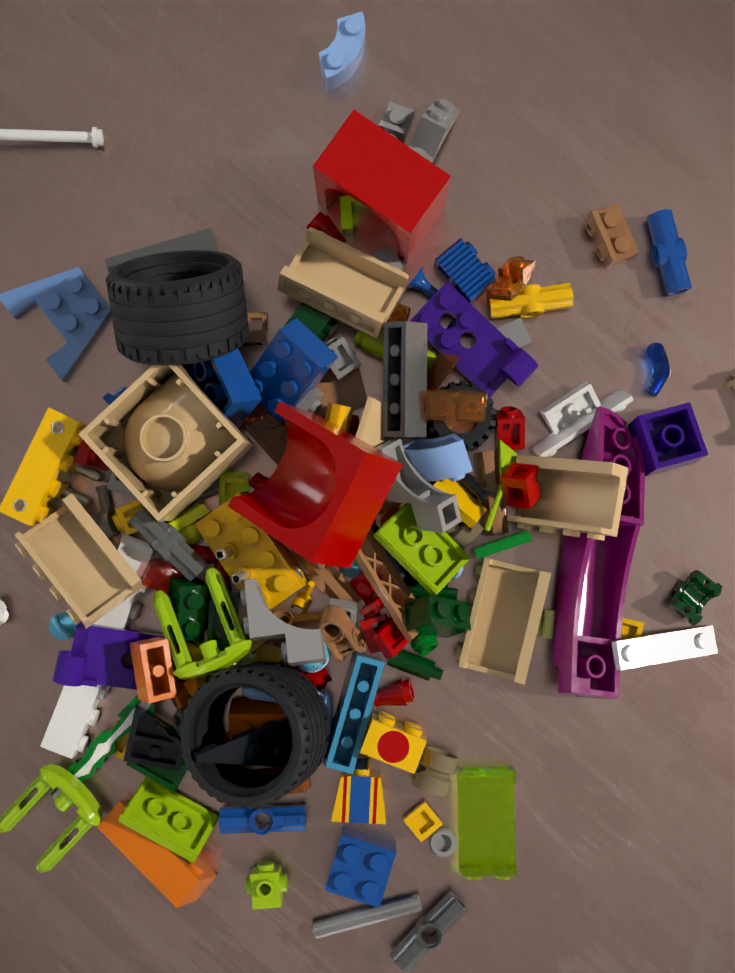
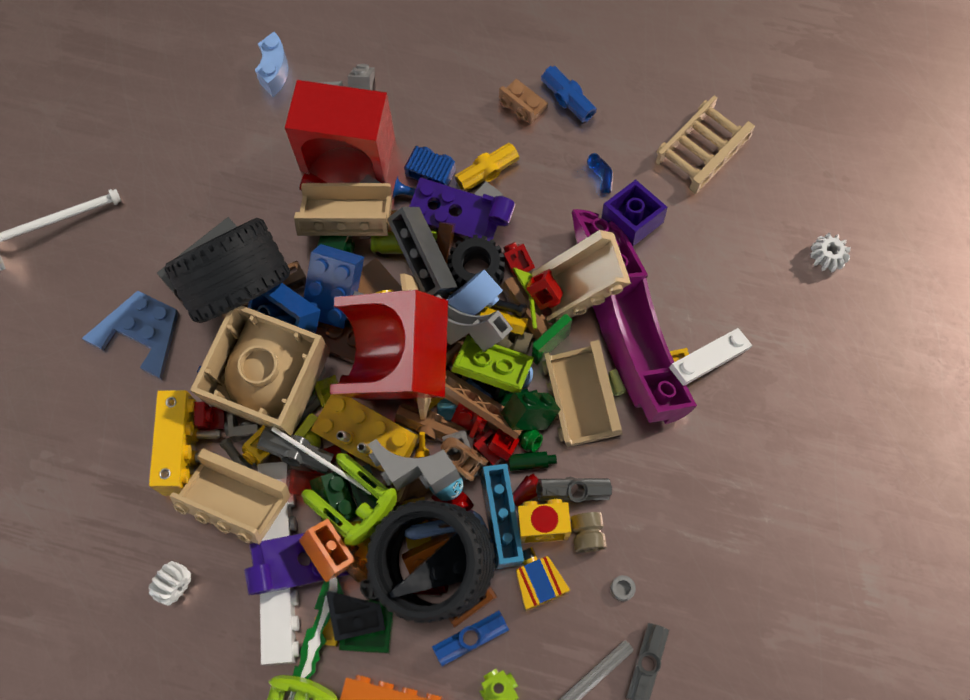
camera: 25 degrees left, 15 degrees down
(62, 626) = (238, 562): medium azure tile -> none
(169, 819) = (394, 672): lime tile -> none
(185, 562) = (318, 458): none -> white piece
(346, 361) = (372, 264): light grey bracket -> none
(348, 217) = (325, 161): lime bracket -> none
(360, 867) = (567, 637): blue brick -> none
(422, 821) = (598, 578): yellow plate -> none
(431, 715) = (586, 489): none -> dark grey piece
(456, 406) = (468, 252): clear orange slope -> none
(486, 822) = (647, 554): clear neon green panel -> none
(511, 280) = (465, 156): clear orange slope -> none
(573, 415) = (558, 227): white bracket -> none
(694, 595) = (713, 310): dark green piece -> none

